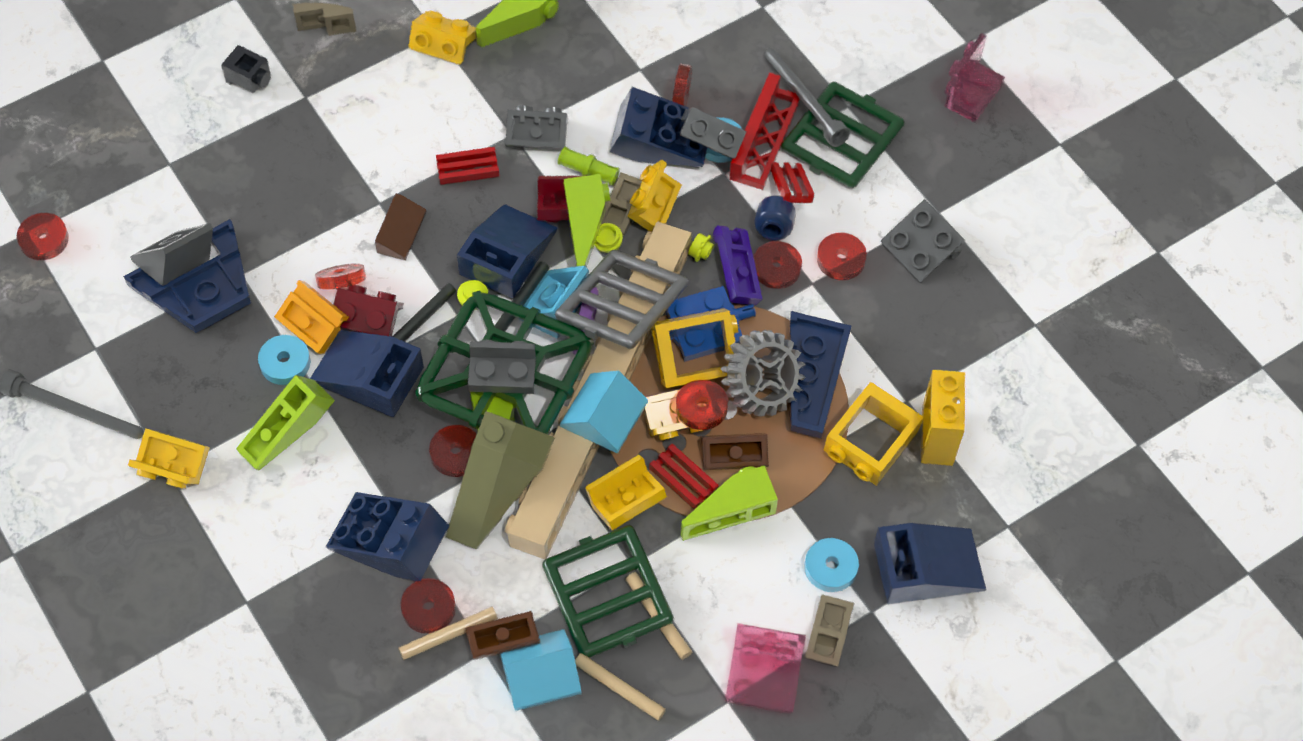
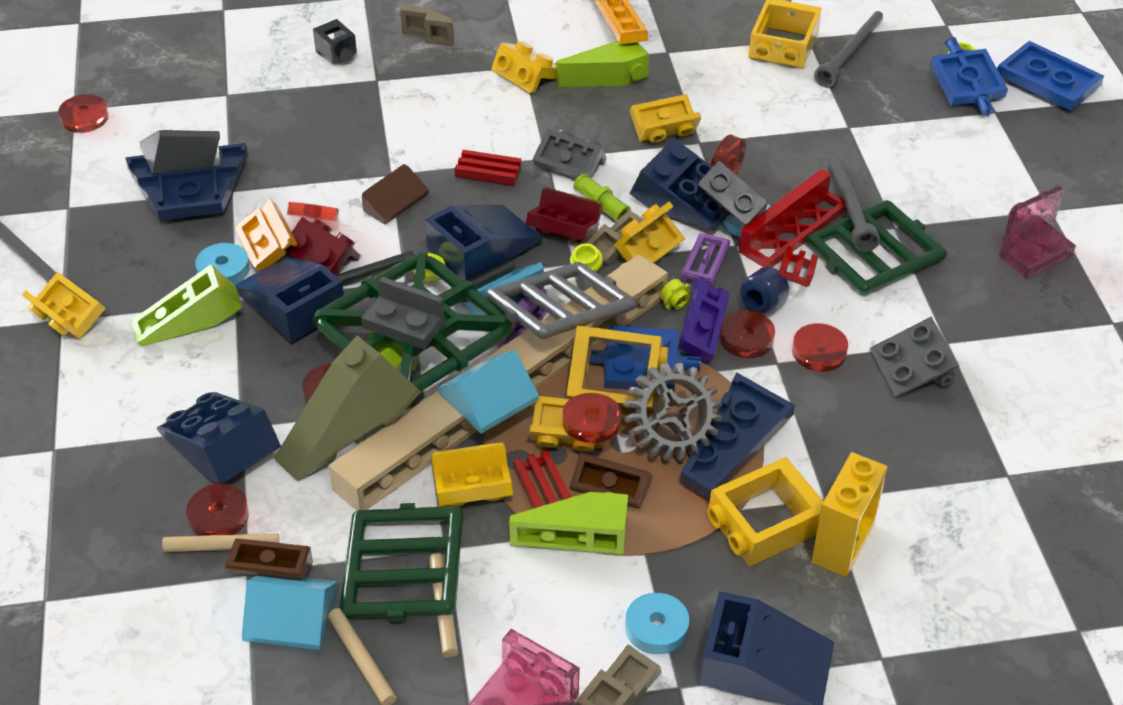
camera: 25 degrees right, 15 degrees down
(586, 211) = (569, 224): lime slope -> none
(600, 56) = (664, 118): none -> yellow bracket
(707, 221) = (687, 272): none -> medium lavender tile

